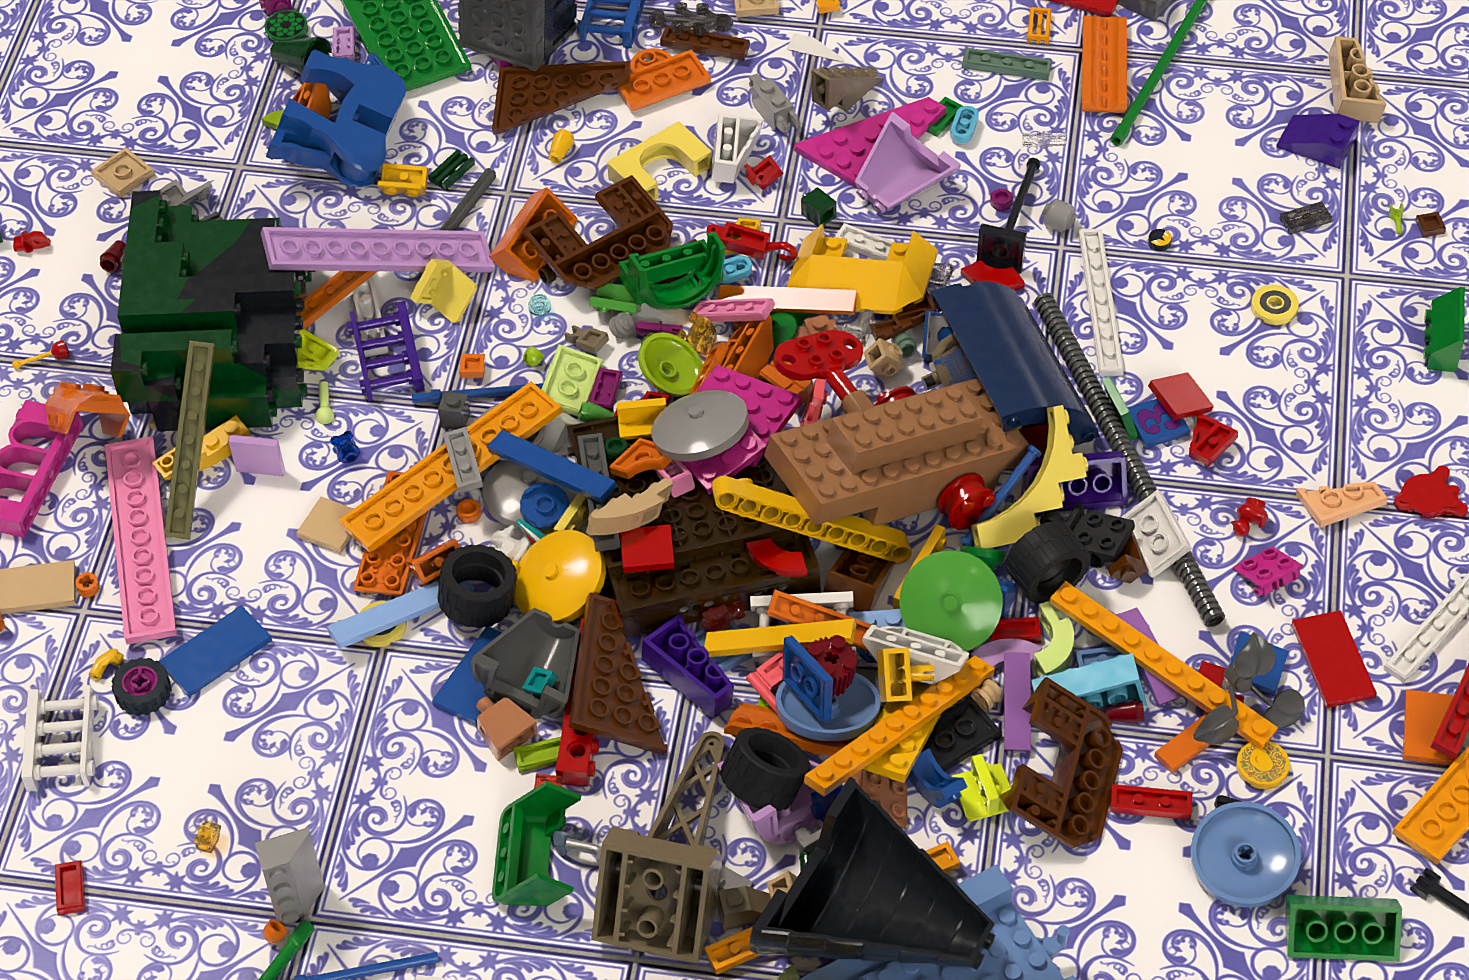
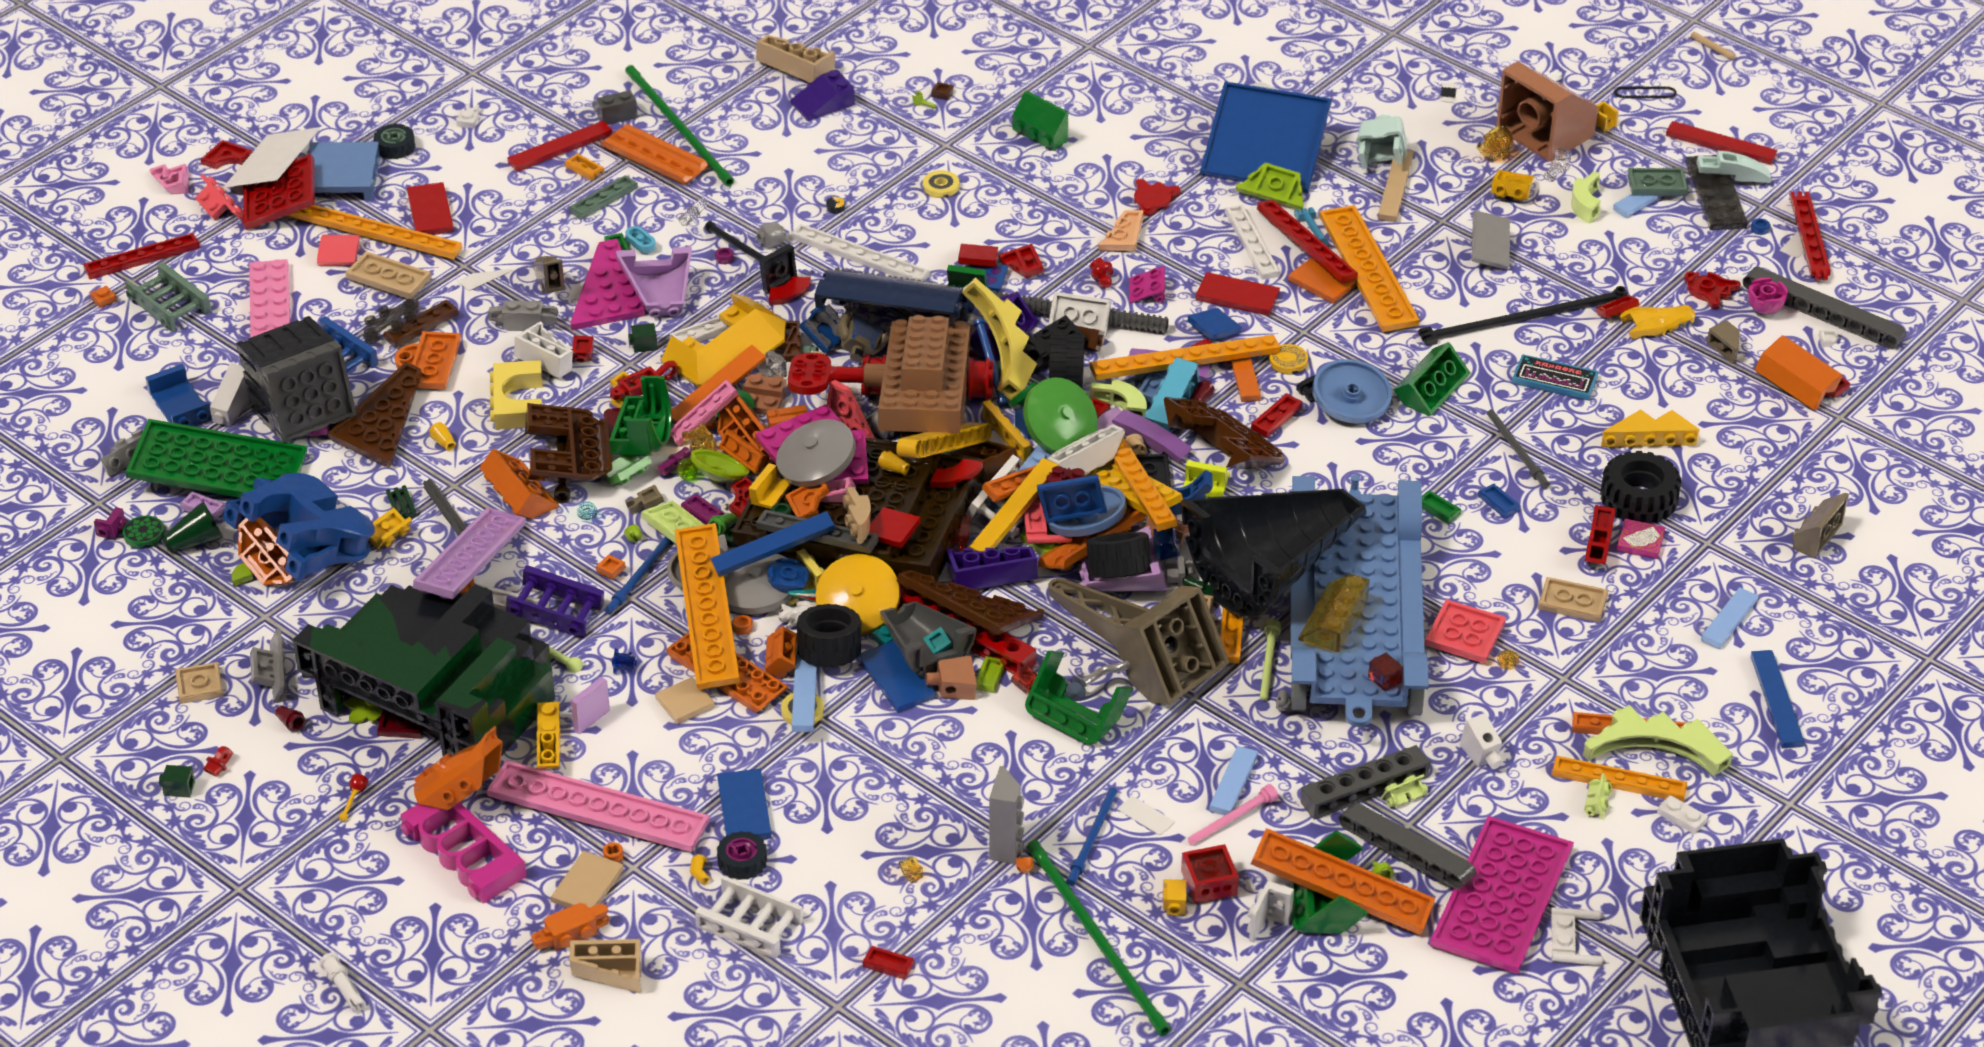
camera: 60 degrees left, 10 degrees down
(189, 440) = (559, 717): olive plate -> none
(445, 289) = (531, 545): light yellow bracket -> none
(454, 410) = (646, 590): dark grey brick -> none
(463, 460) = (716, 589): light grey plate -> none
(621, 325) = (652, 476): light grey wheel -> none
(897, 674) = (1103, 460): yellow brick -> none
(1253, 659) = (1231, 328): dark grey plant -> none
(1307, 220) = (881, 144): clear smoke tile -> none

